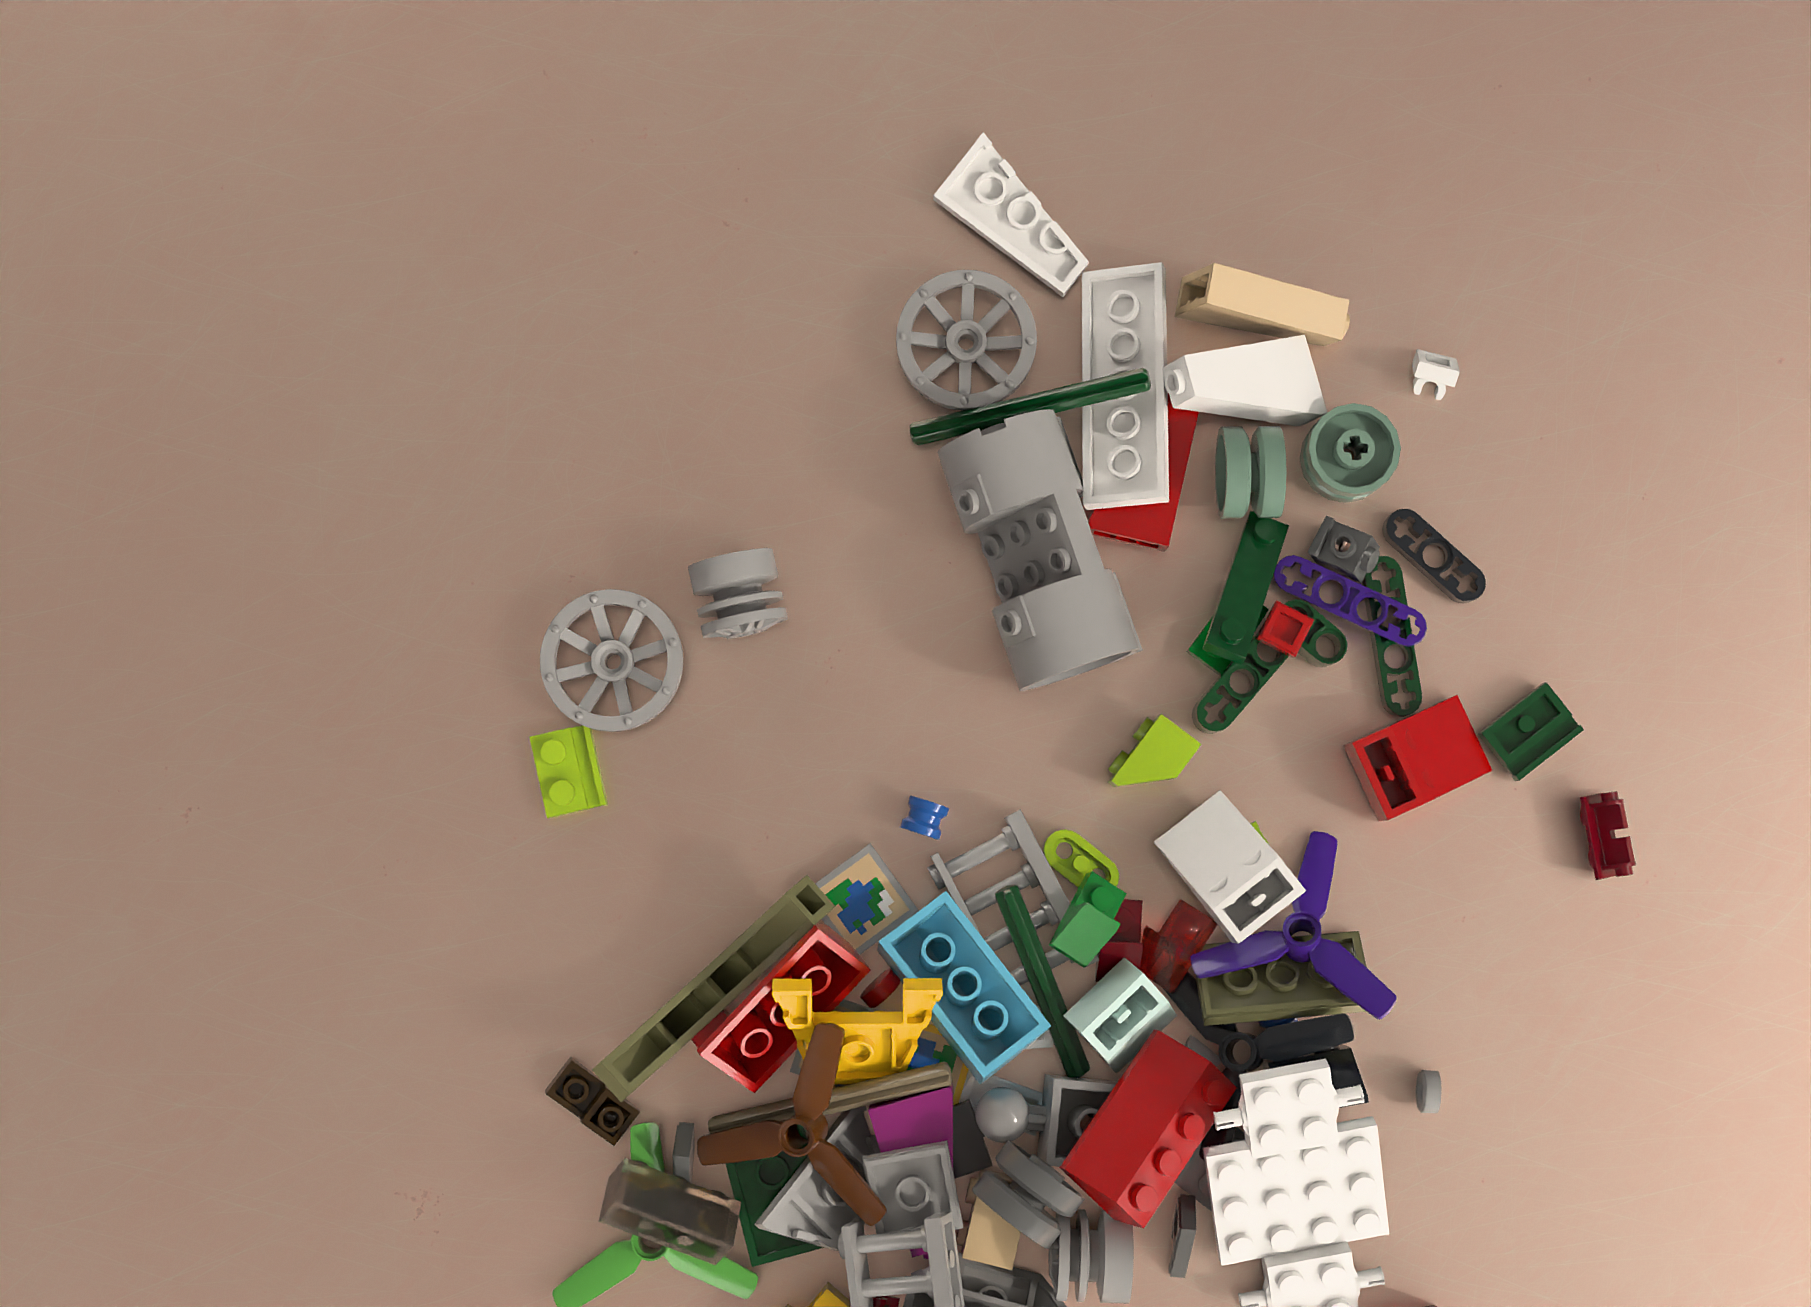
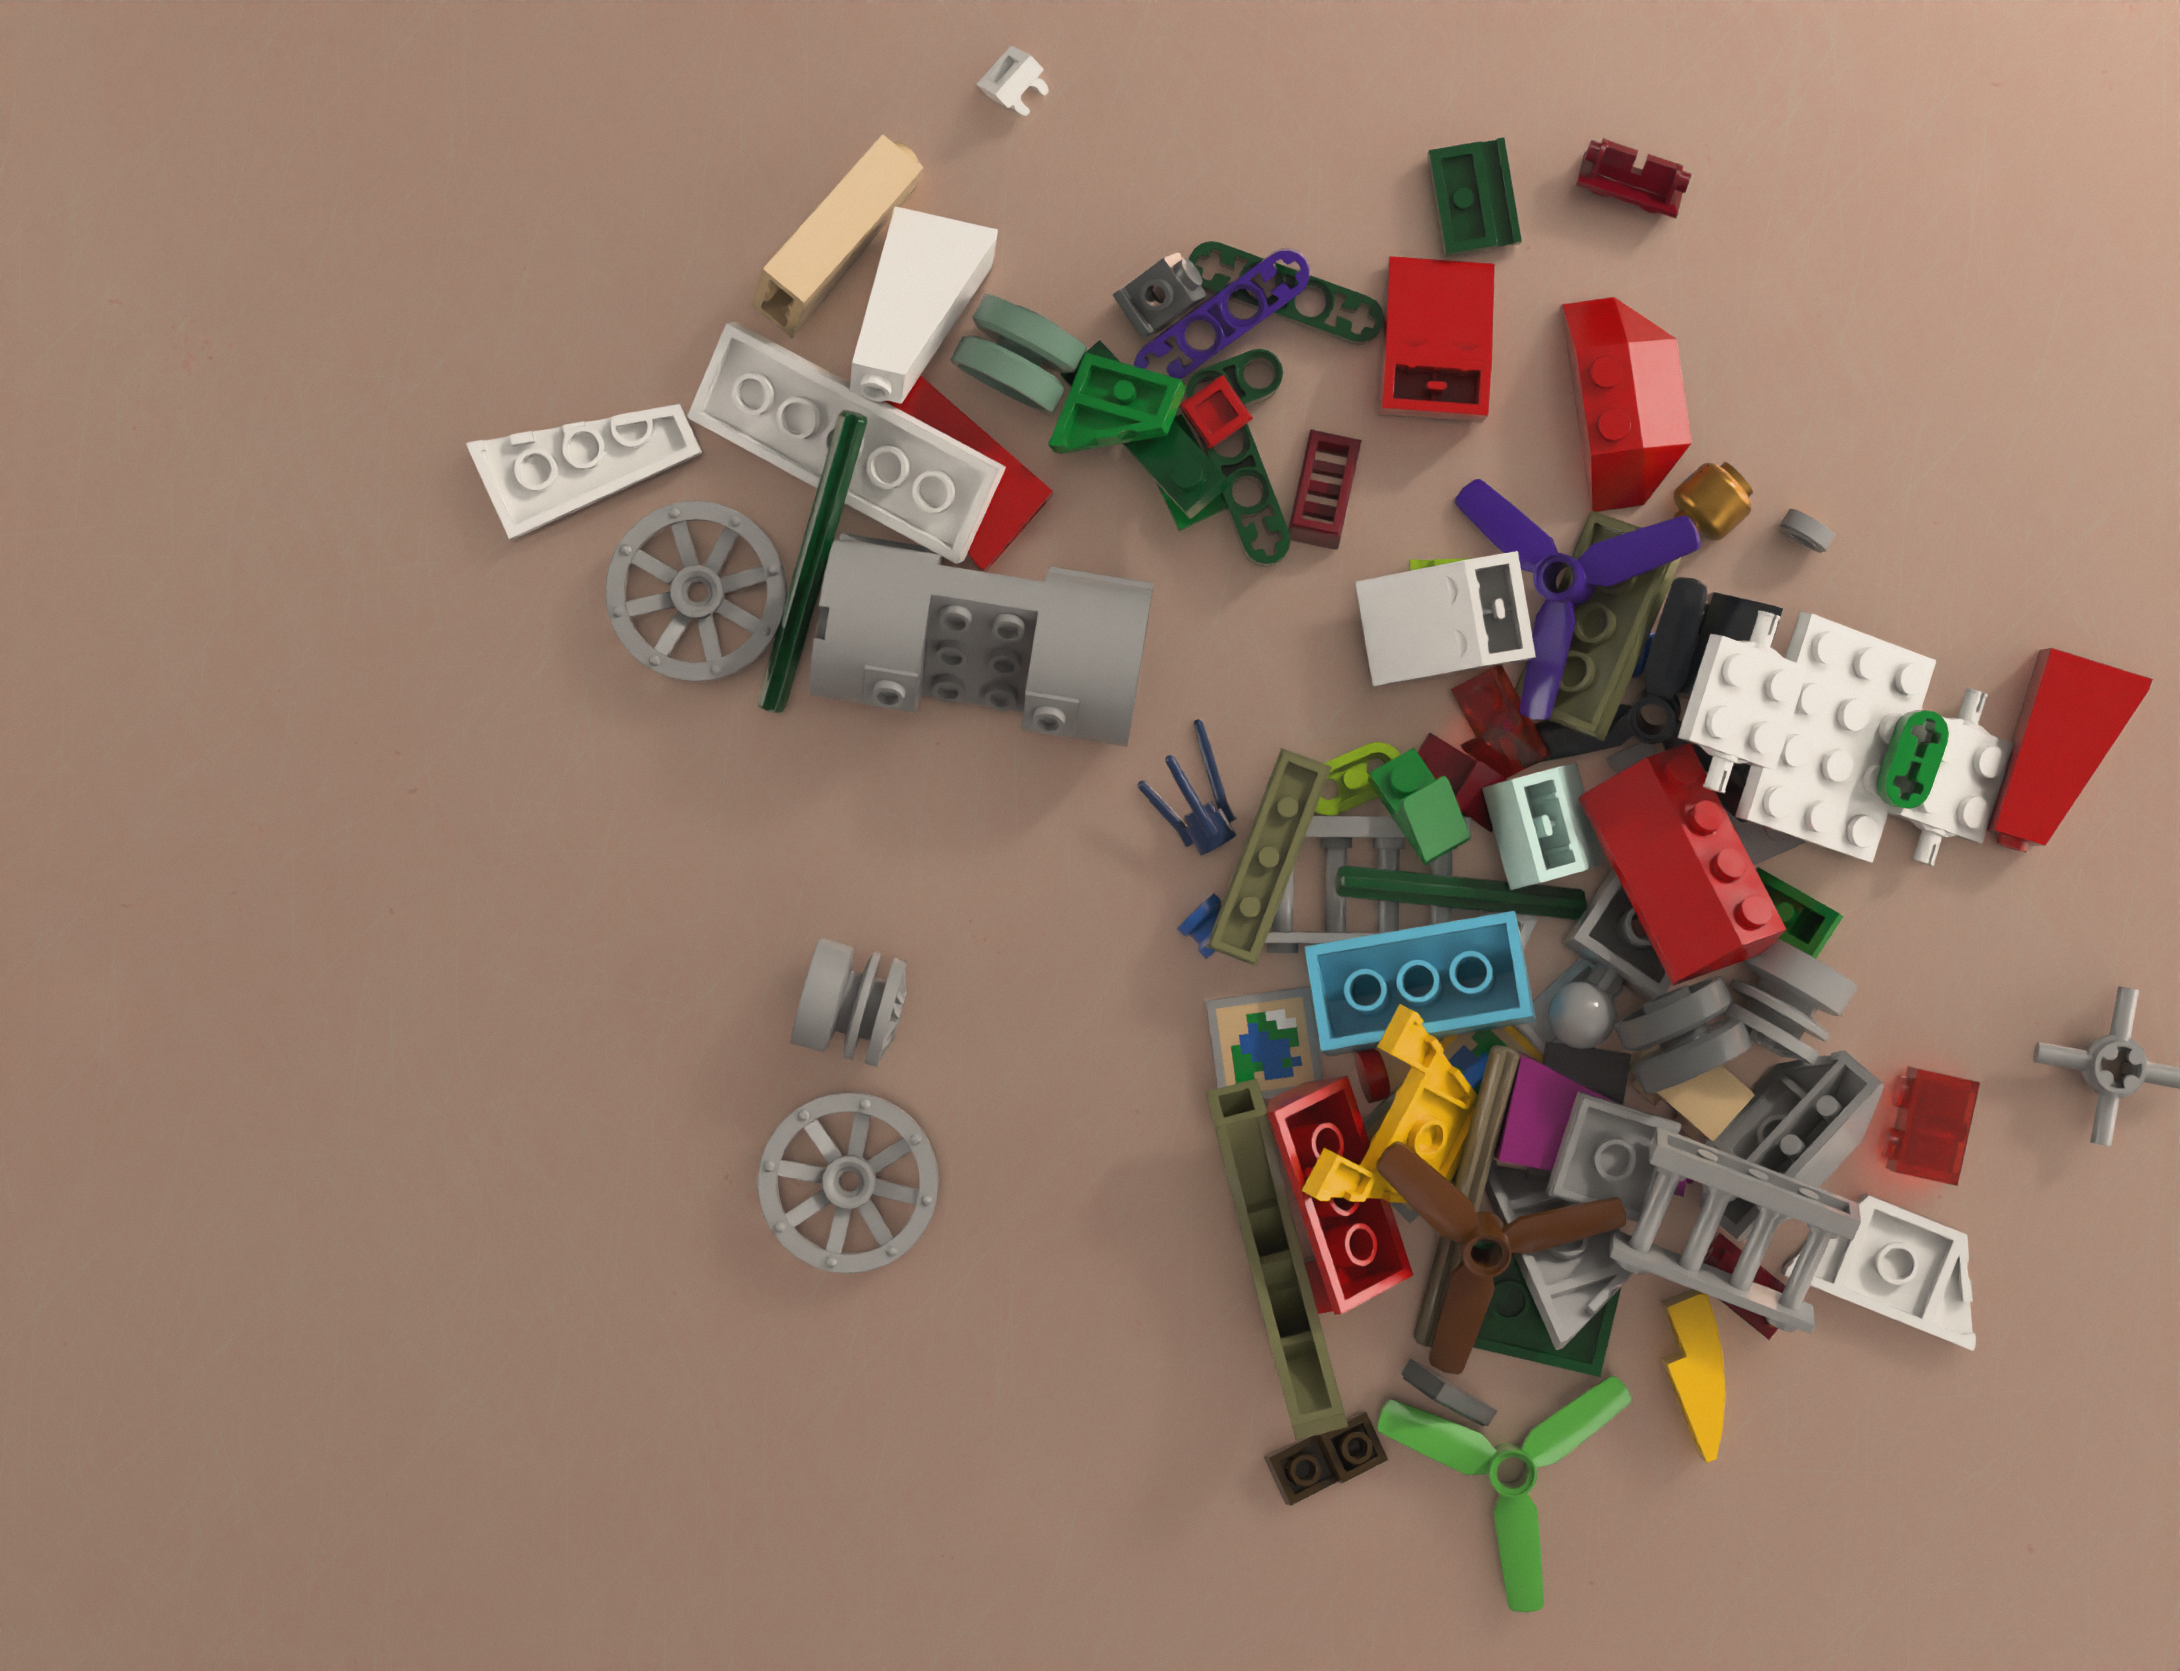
camera: 60 degrees left, 5 degrees up
(568, 771) = (945, 1295): lime plate -> none
(670, 1211) = (1492, 1434): clear smoke brick -> none
(993, 778) = (1207, 825): none -> dark blue plant
(995, 831) = (1268, 856): none -> olive tile
(1156, 1240) = (1806, 919): none -> green slope
(1158, 755) = (1279, 629): lime slope -> none
(1183, 1235) = (1817, 886): dark grey tile -> none
(1239, 747) = (1317, 532): none -> dark red slope
(1252, 556) = (1115, 406): none -> green wing
(1313, 1264) = (1901, 754): none -> green beam
(1370, 439) = (1049, 197): sand green wheel -> none
(1415, 1014) = (1714, 499): none -> pearl gold head
(1417, 528) = (1261, 194): black beam -> none
(1447, 914) = (1625, 401): none -> red wedge

